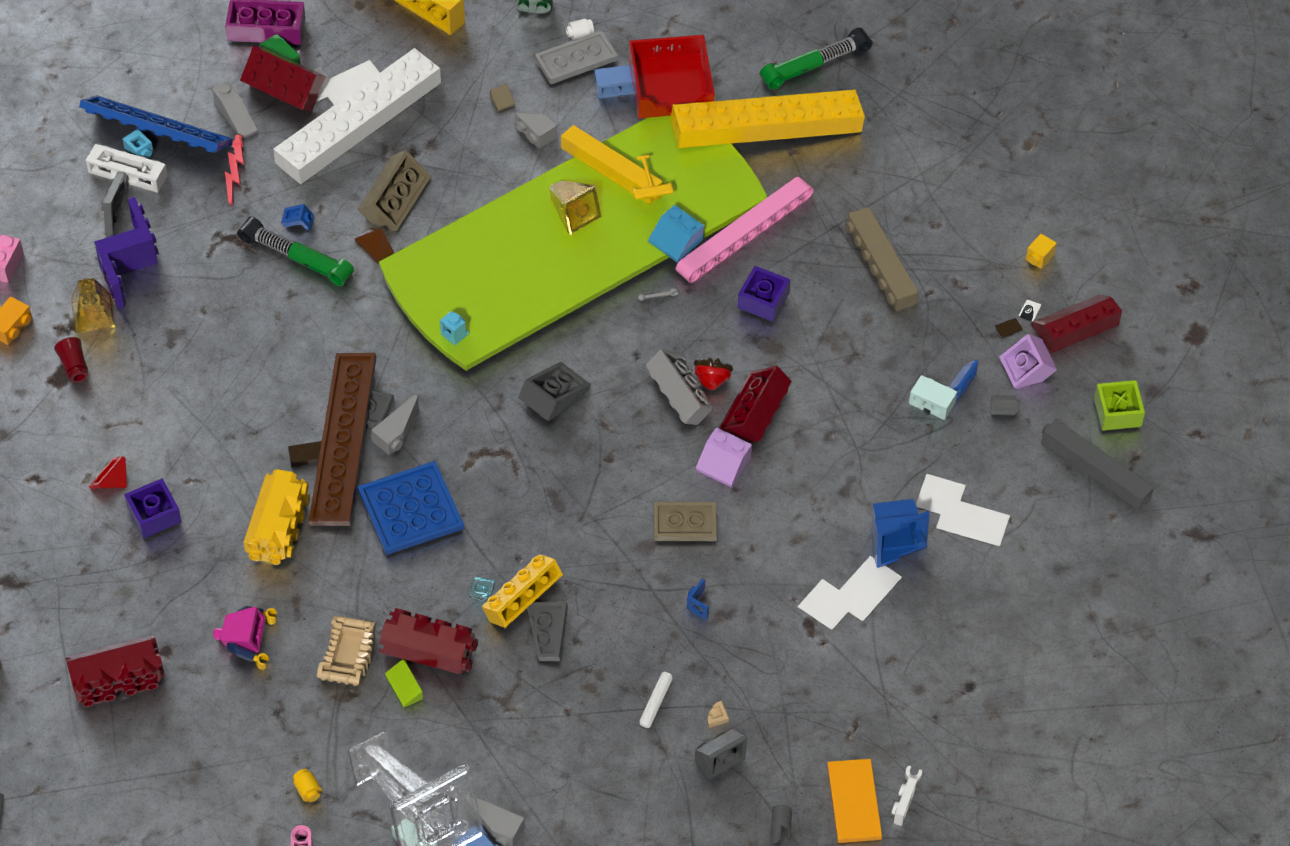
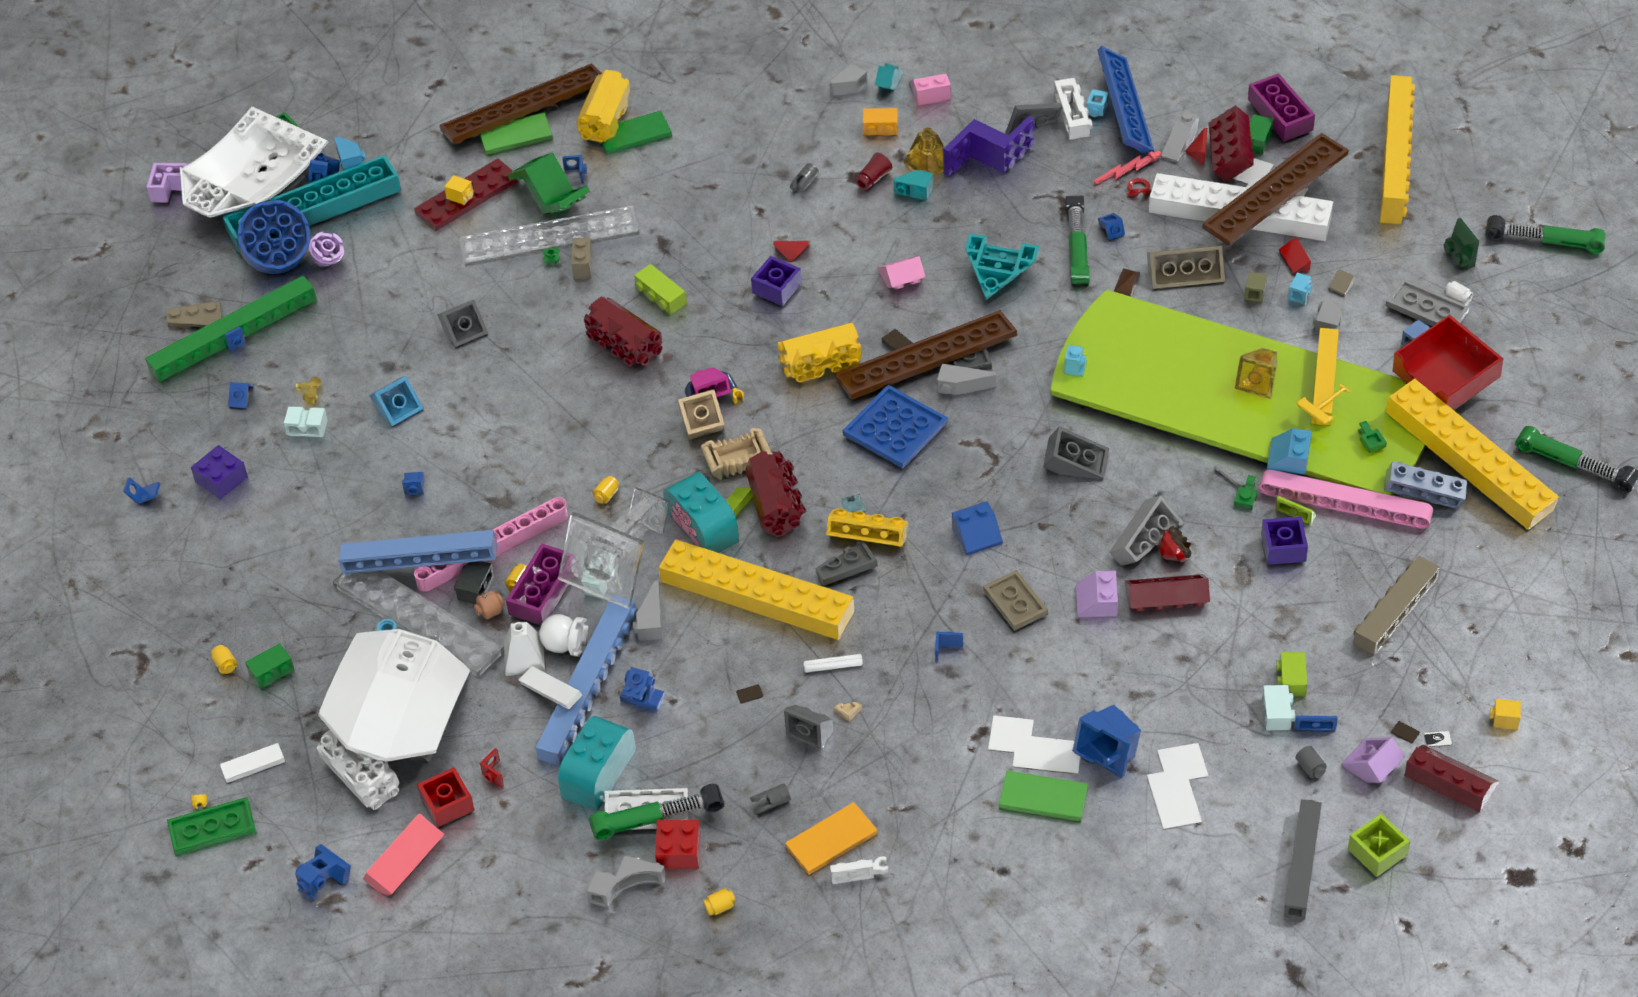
camera: 65 degrees right, 5 degrees down
(28, 418) = (804, 177): none -> dark grey hinge
(77, 612) = (660, 289): none -> lime brick
(118, 336) = (914, 184): none -> teal slope
(222, 403) = (902, 272): none -> bright pink slope
(258, 104) = (1197, 148): none -> red slope
(274, 170) = (1135, 192): none -> red piece
(281, 323) = (997, 265): none -> teal wedge
(281, 654) = (701, 414): none -> tan brick
(374, 77) = (1275, 189): none -> reddish brown plate
(409, 713) = (702, 513): none -> teal brick
(445, 111) = (1295, 256): none -> red slope
(460, 157) = (1255, 287): none -> olive brick
(487, 128) = (1300, 288): none -> medium azure brick
(531, 714) = (757, 589): none -> yellow brick
(582, 507) = (976, 528): none -> blue slope
(641, 786) = (749, 693): none -> dark brown sticker
(687, 295) = (1246, 496): none -> green plate
(704, 172) = (1371, 439): none -> green plate
(730, 270) = (1294, 510): none -> lime slope
(776, 167) = (1425, 485): none -> sand blue brick
(904, 366) = (1293, 672): none -> lime brick
(911, 614) = (1043, 795): none -> bright green tile

